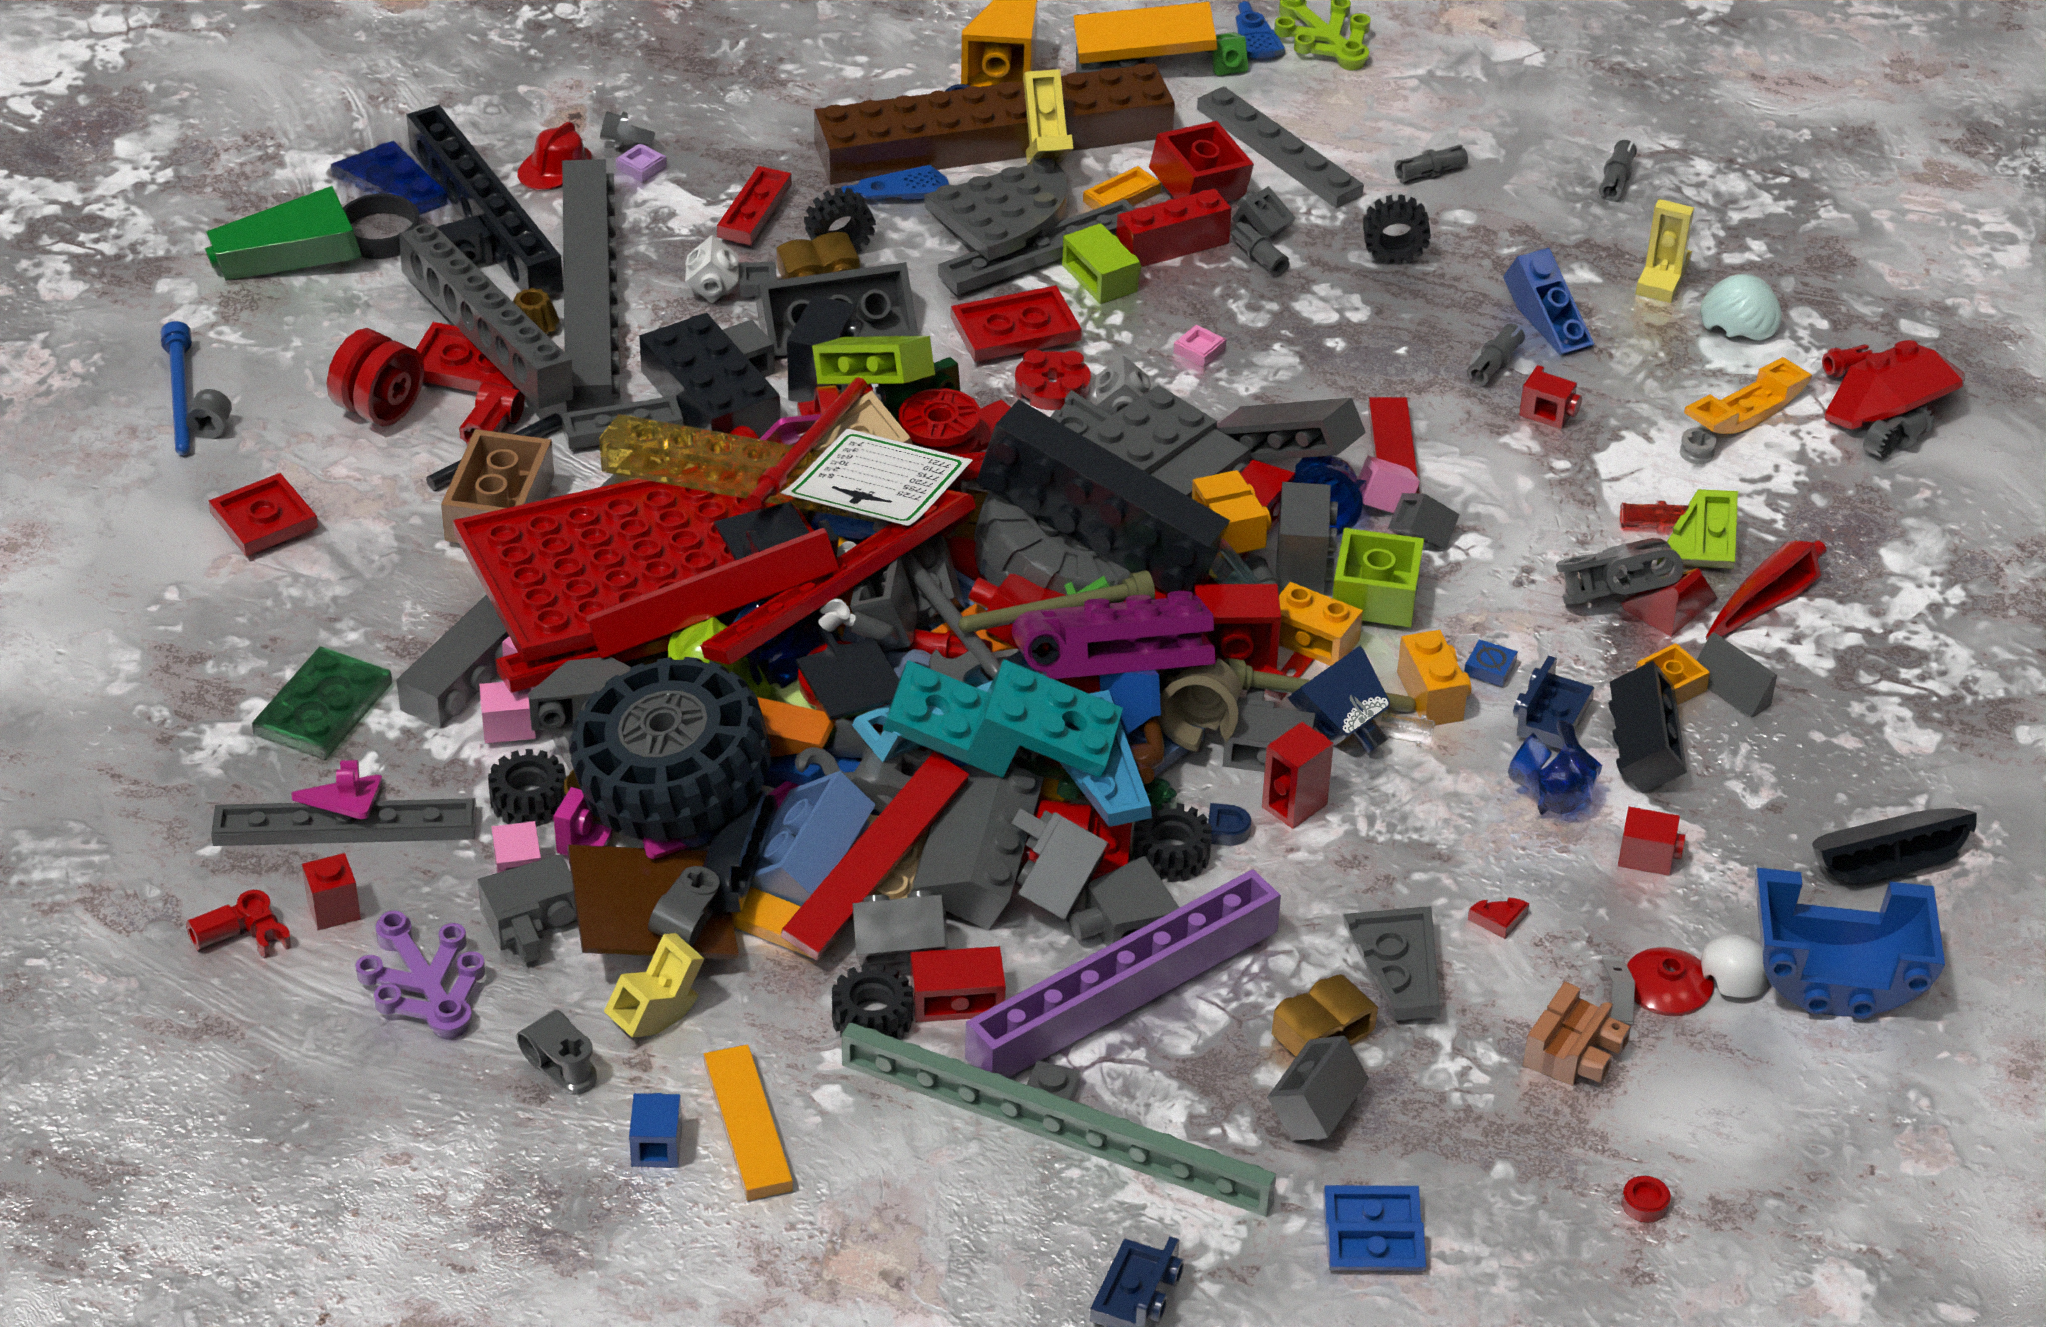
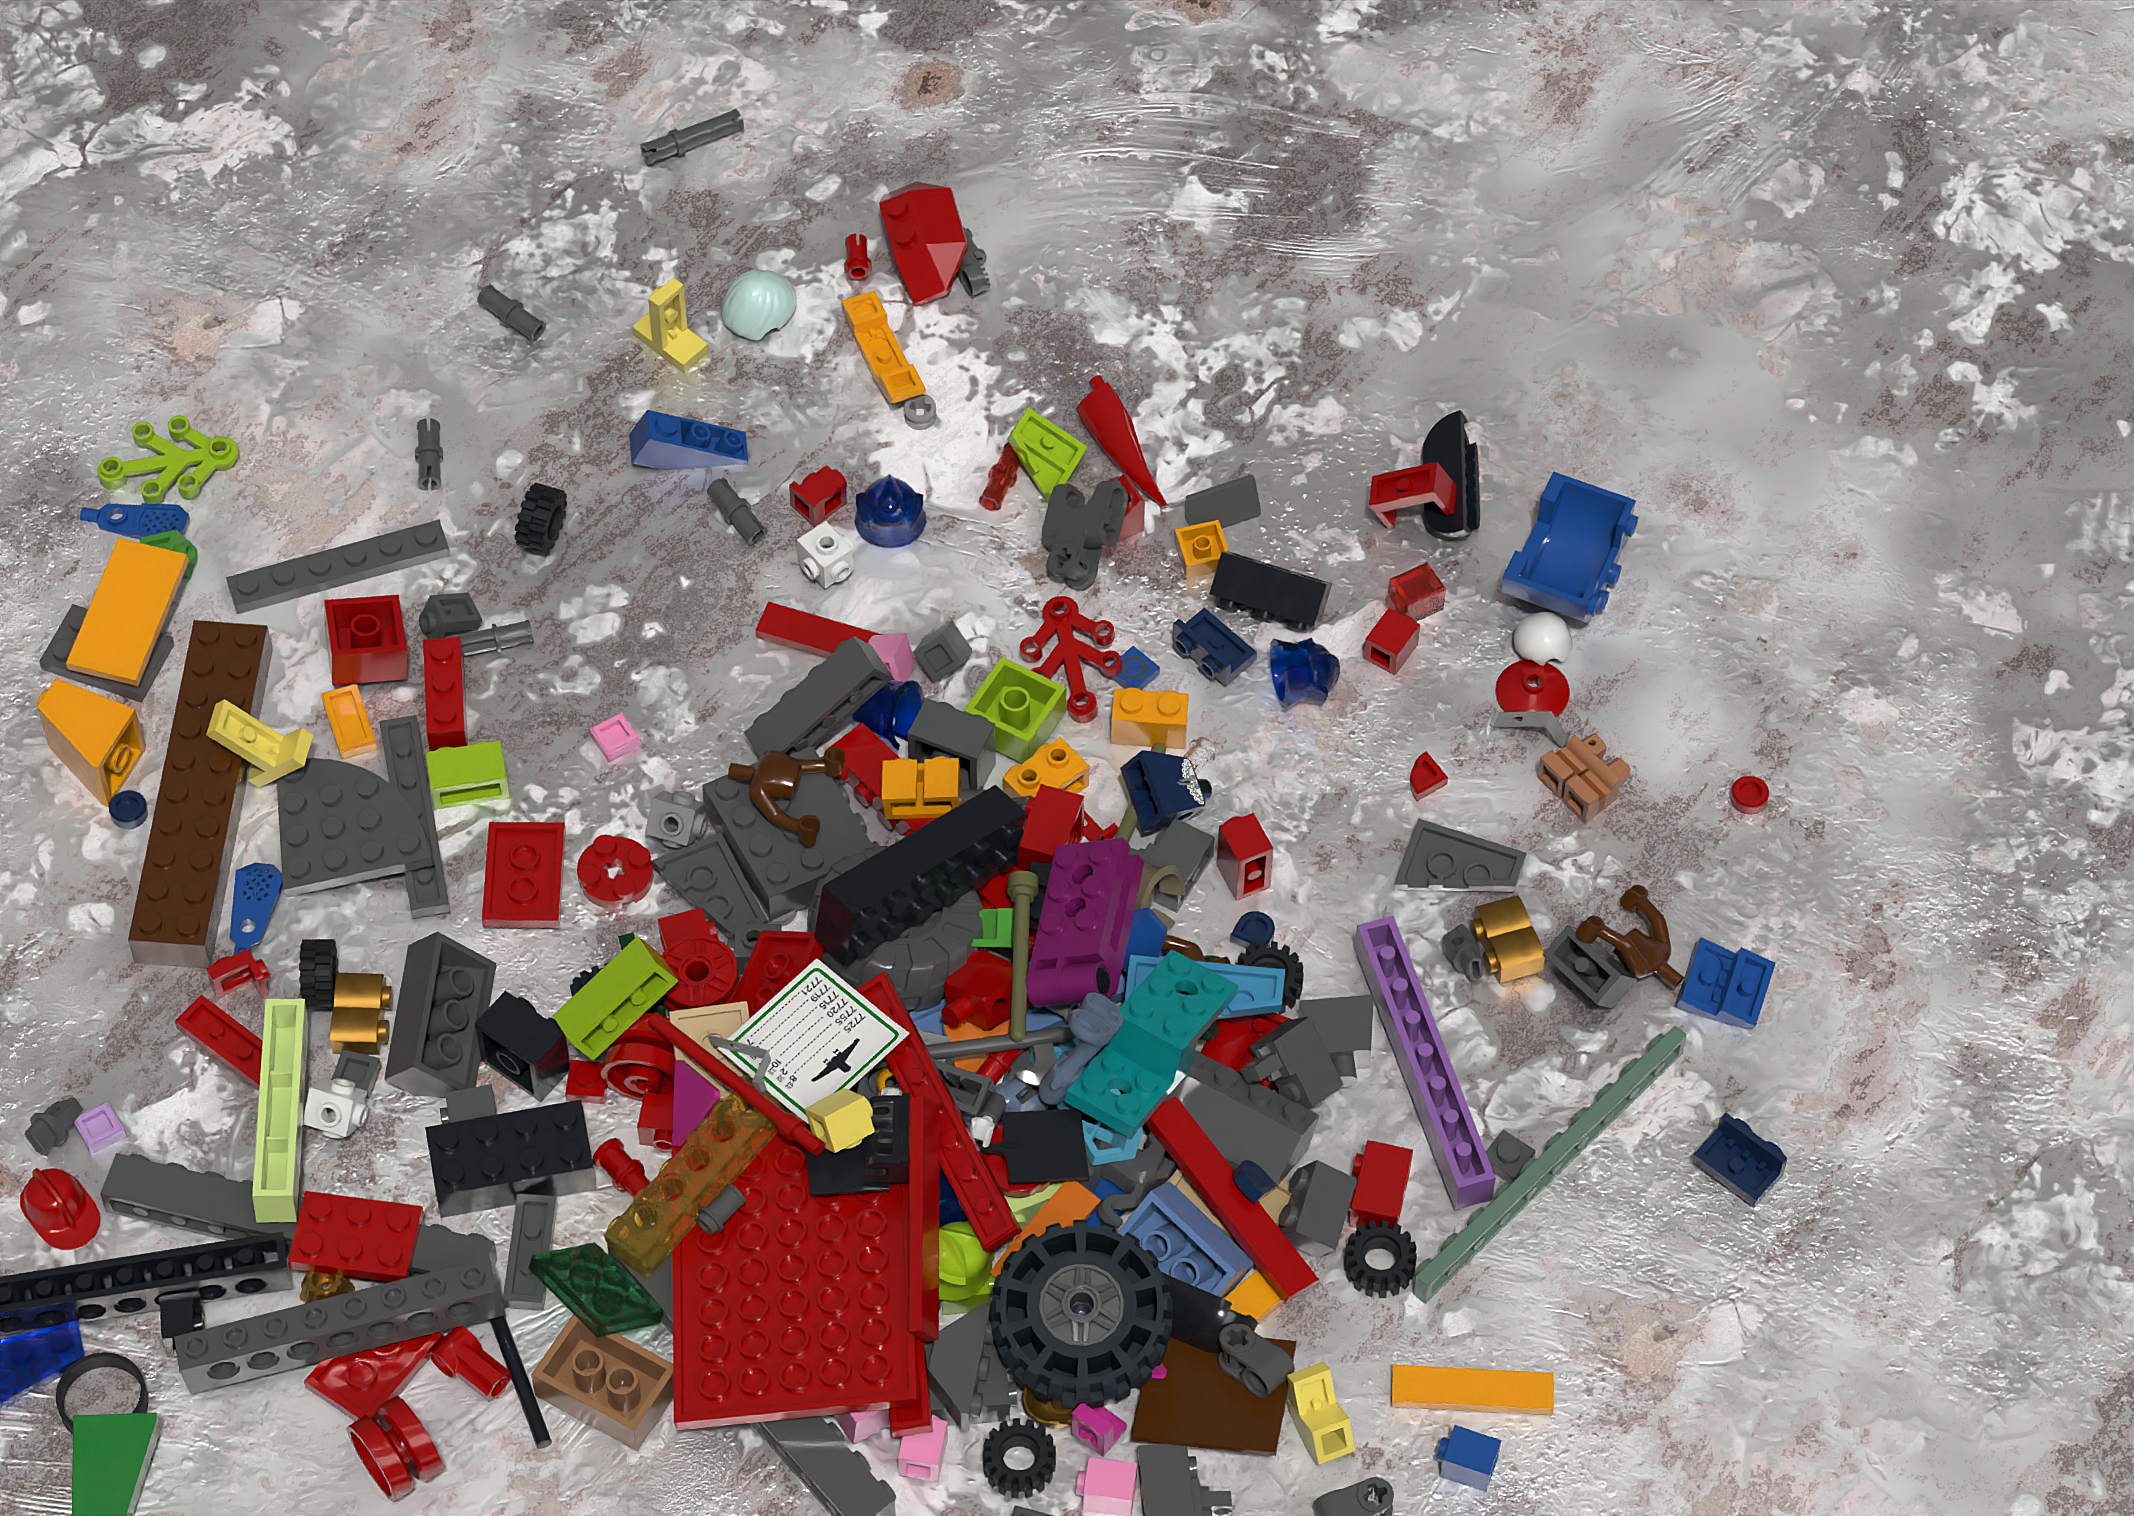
camera: 70 degrees left, 15 degrees up
(571, 451) = (596, 1289): none -> clear green plate
(577, 300) = (355, 1237): none -> red plate
(677, 219) = (280, 1111): none -> yellowish green brick
(684, 485) = (720, 1210): none -> dark grey pin
(789, 505) = (841, 1119): none -> light yellow brick
(818, 180) = (236, 972): none -> red bracket
(829, 449) = (758, 1081): none -> light grey piece
(901, 862) = (1253, 1181): none -> dark blue tile
(962, 632) = (1094, 1027): none -> sand blue piece
(1184, 416) = (779, 776): none -> reddish brown piece
(1285, 984) = (1464, 952): none -> dark grey piece
(1366, 1129) = (1635, 950): none -> reddish brown piece
(1478, 413) = (825, 555): none -> white brick
(1519, 594) = (1070, 650): none -> red plant
(1560, 446) = (890, 513): none -> clear blue helmet
(1722, 846) = (1416, 593): none -> clear red brick
(1841, 796) = (1410, 488): none -> red panel
(1890, 219) = (679, 141): none -> dark grey pin

